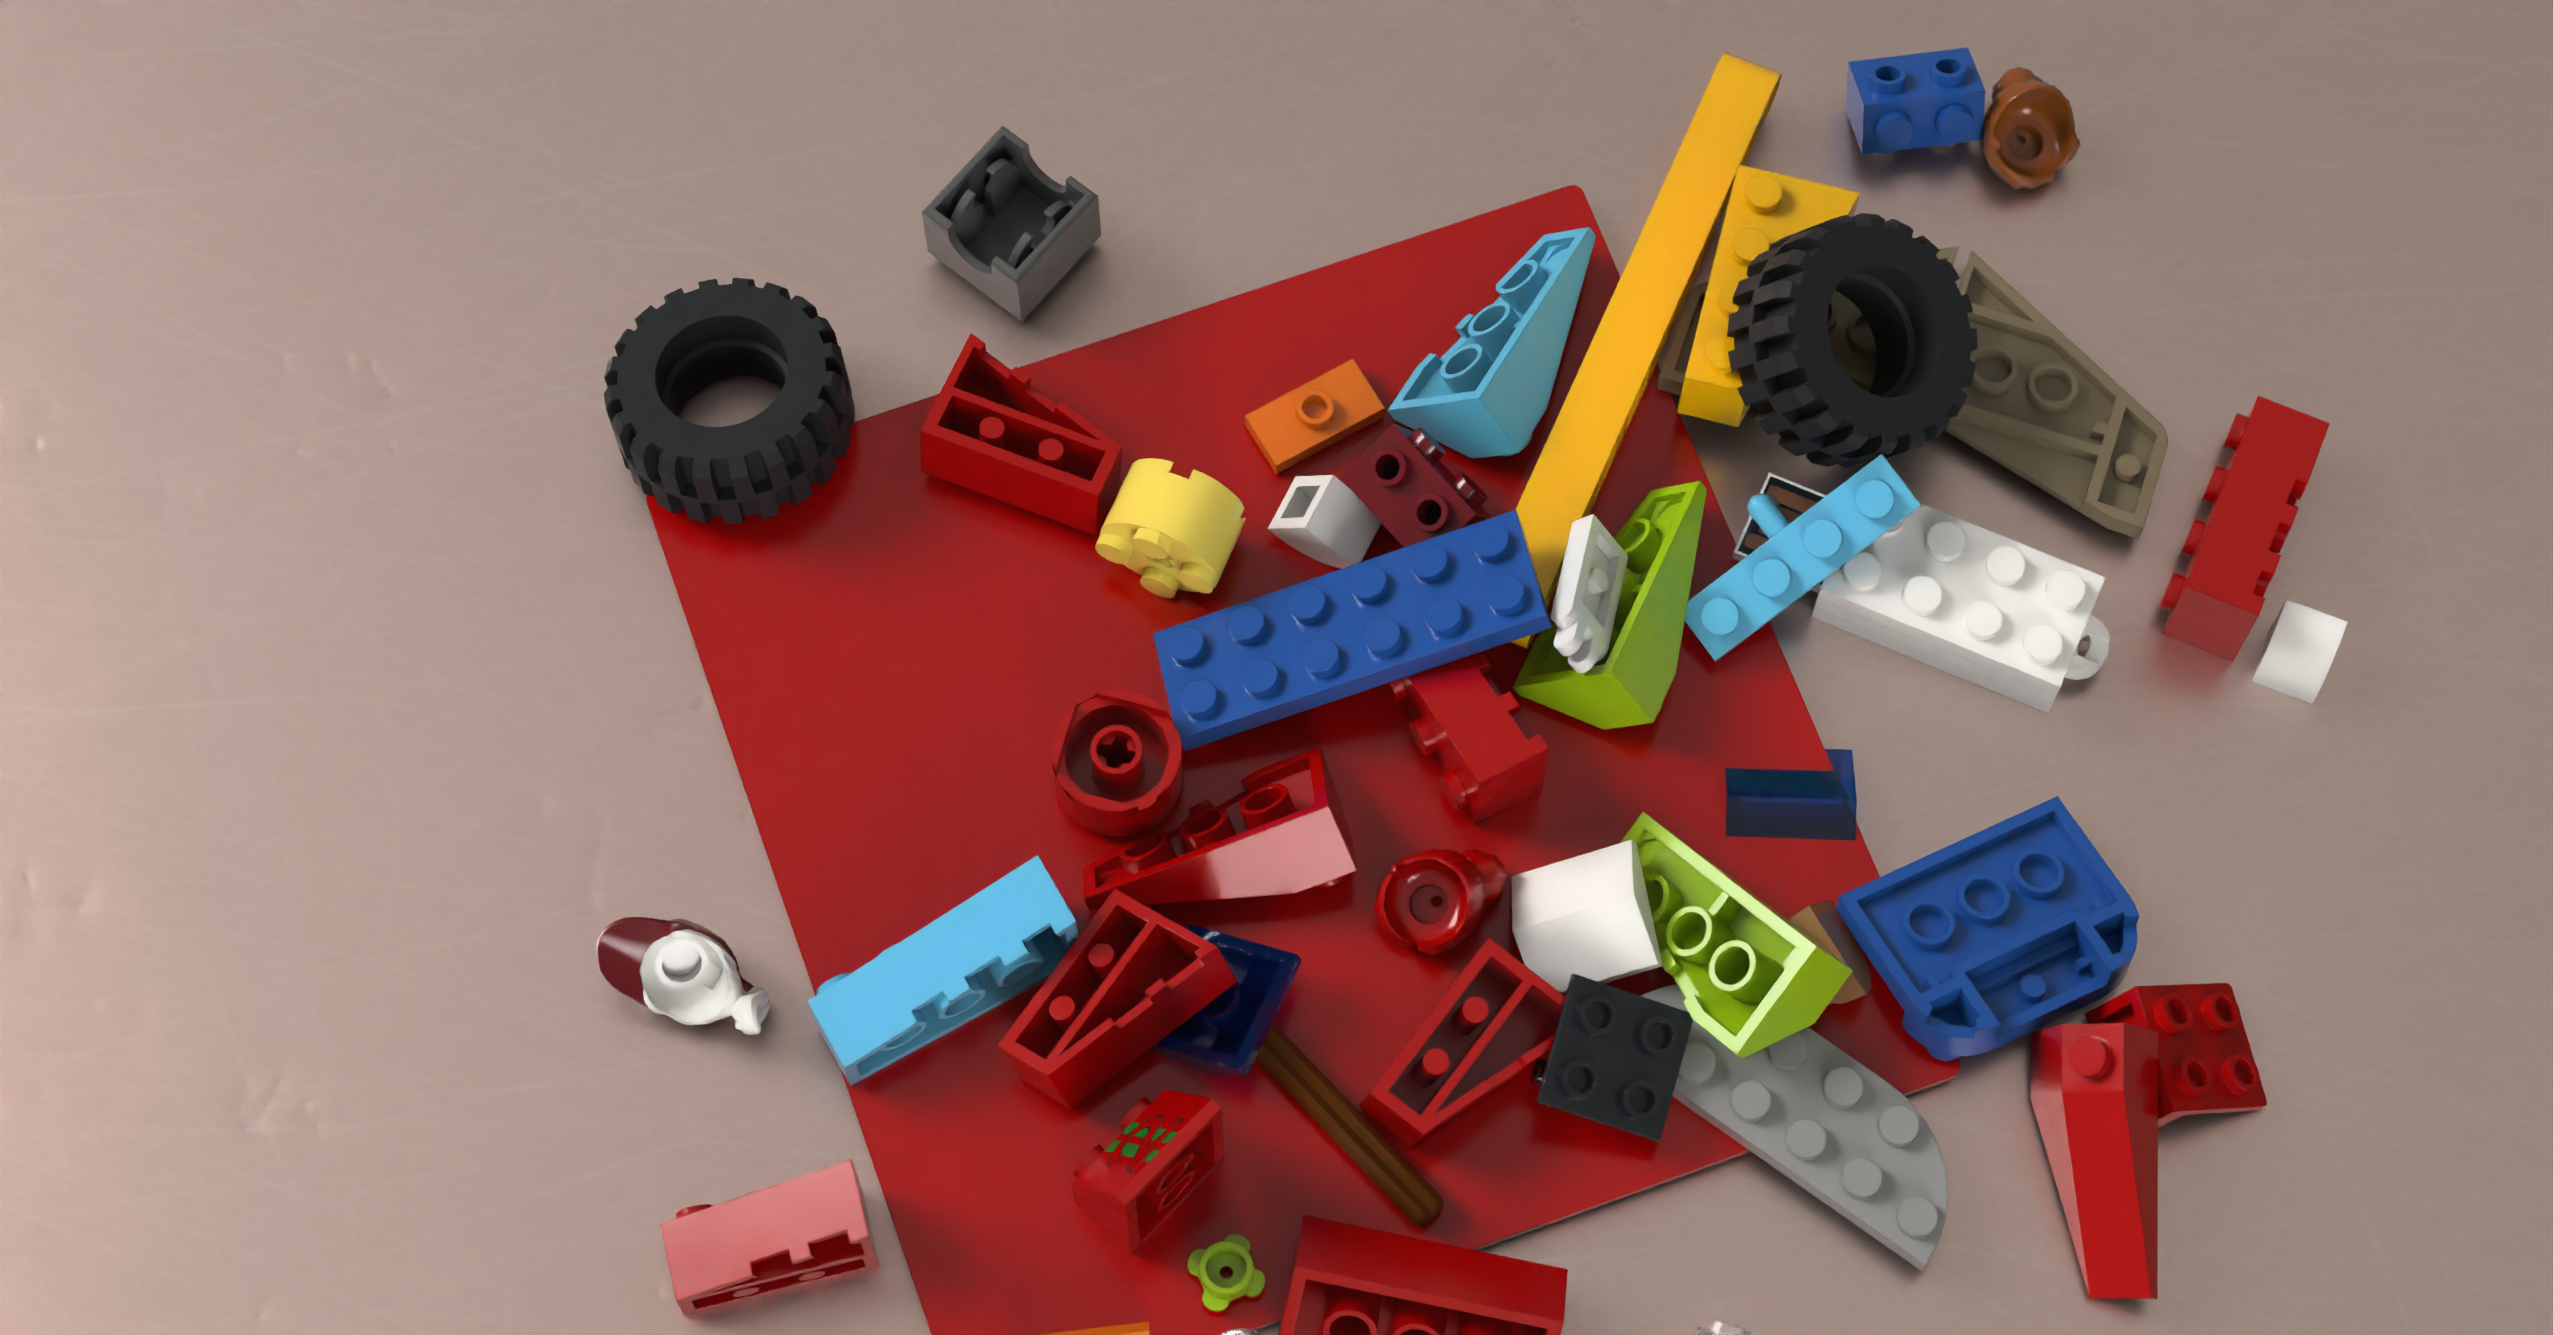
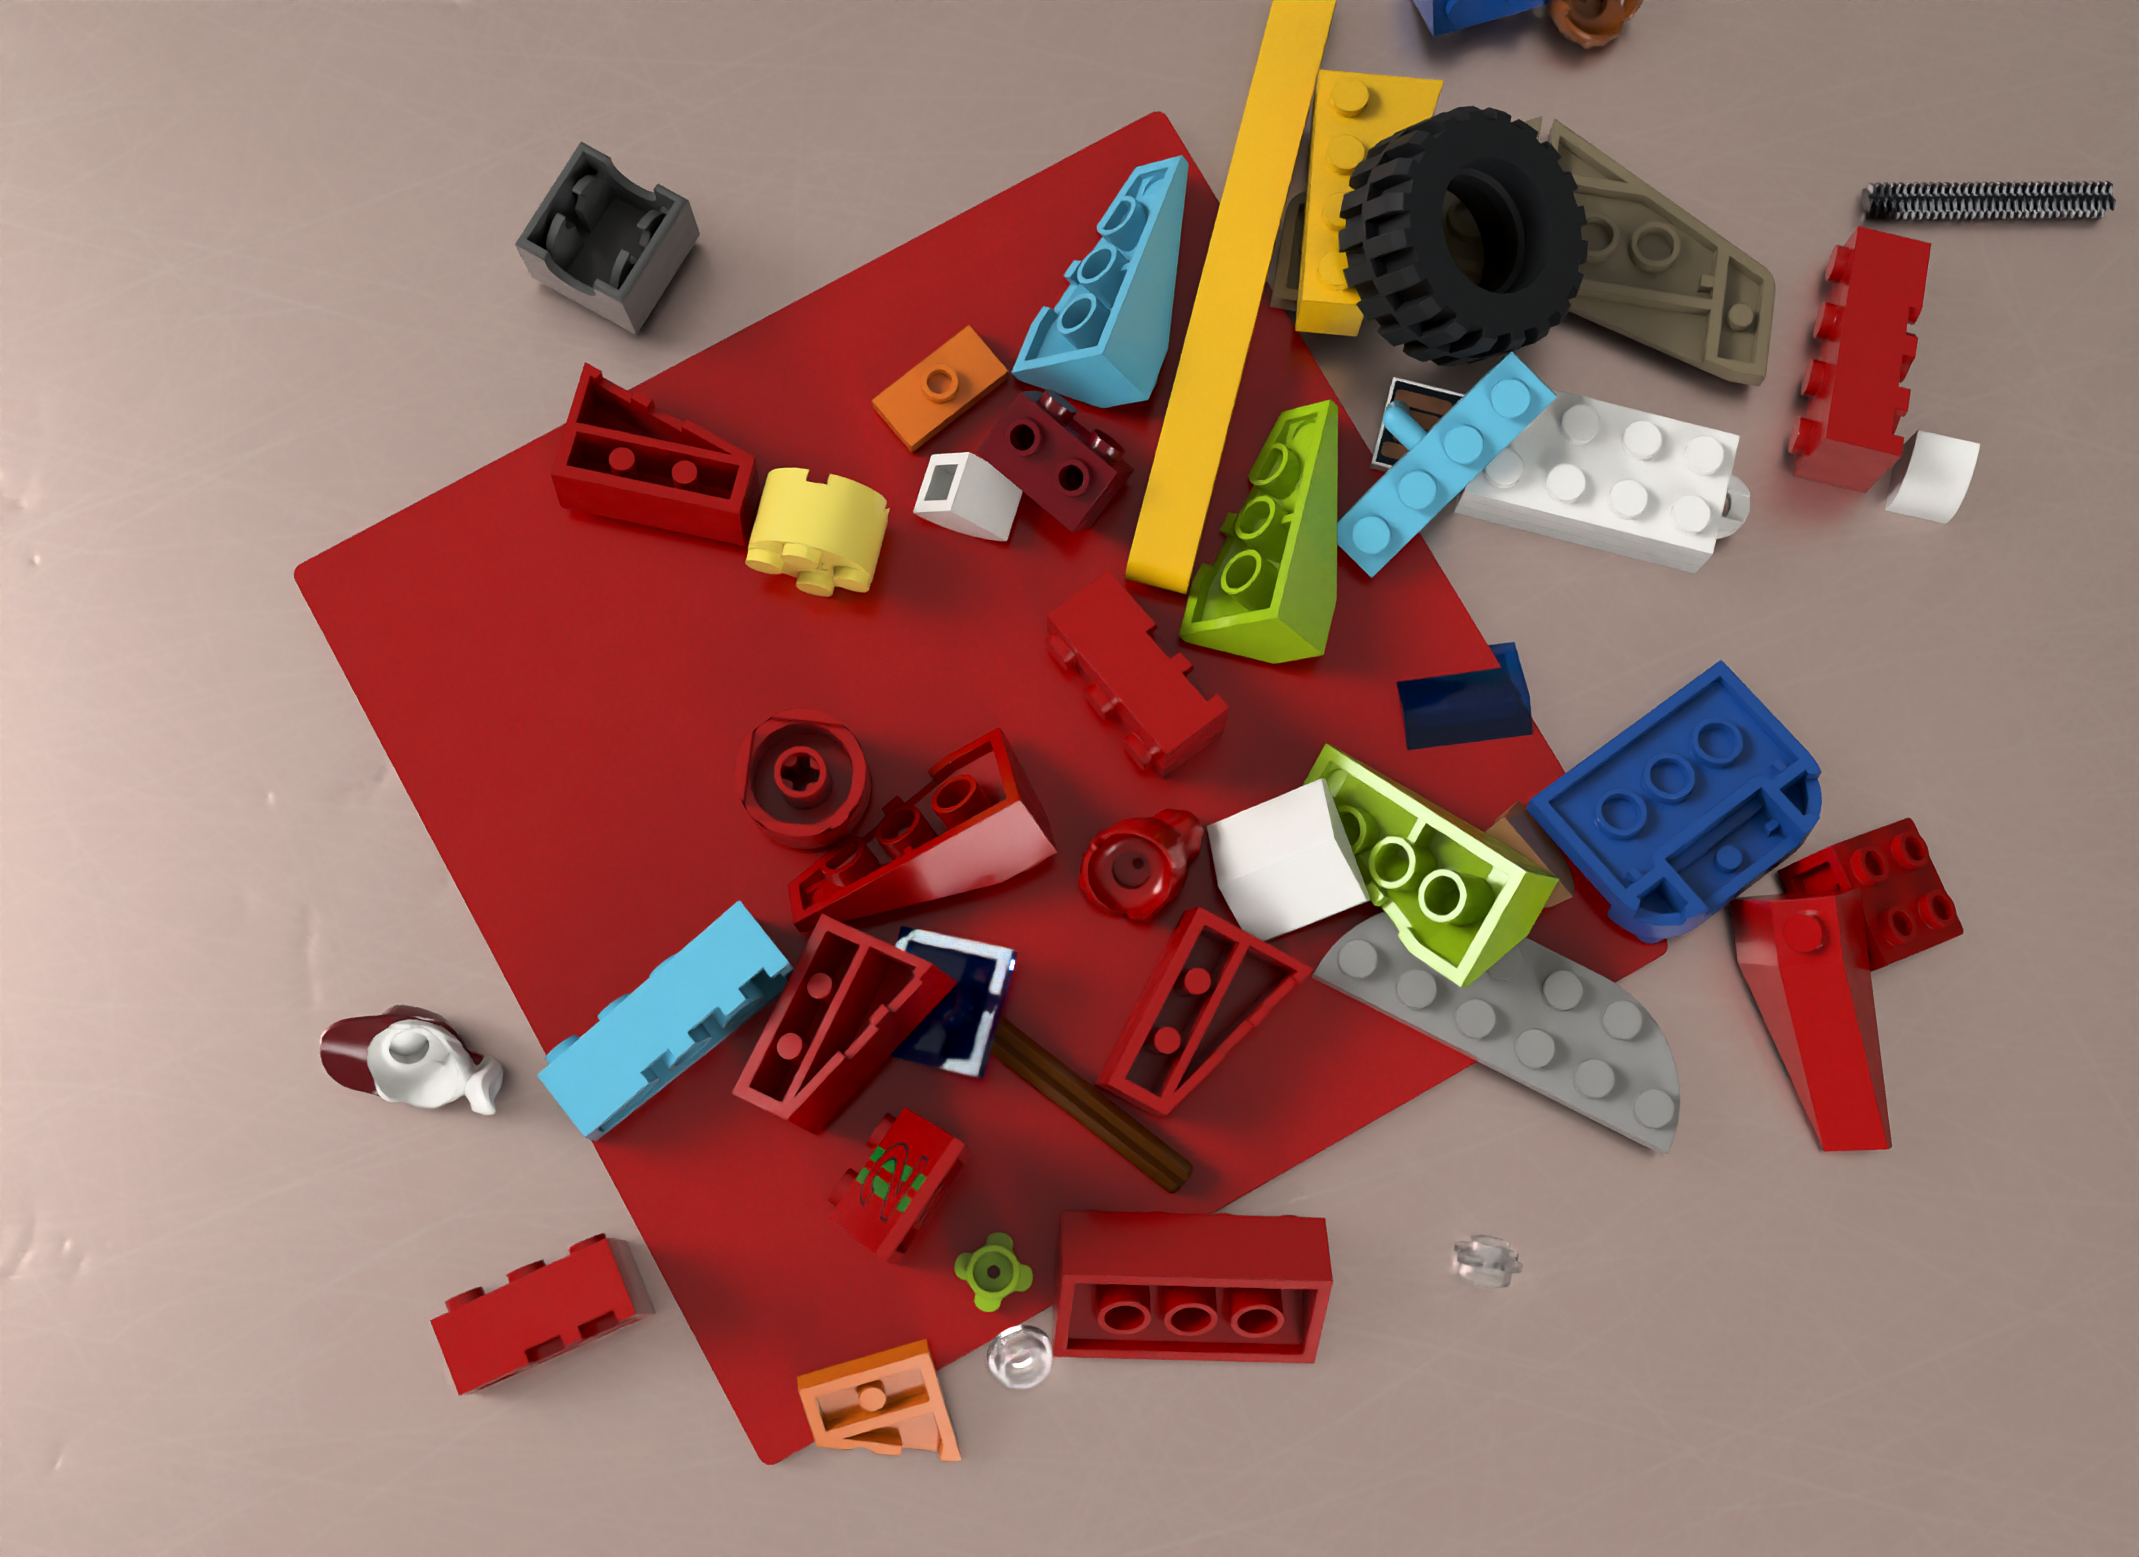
camera: 10 degrees left, 10 degrees up
(719, 336) = (312, 412): black tyre -> none
(1351, 630) = (1013, 609): blue plate -> none
(1588, 593) = (1240, 537): white hinge -> none
(1613, 1058) = (1338, 1003): black hinge -> none
(2401, 392) = (1988, 197): none -> black axle

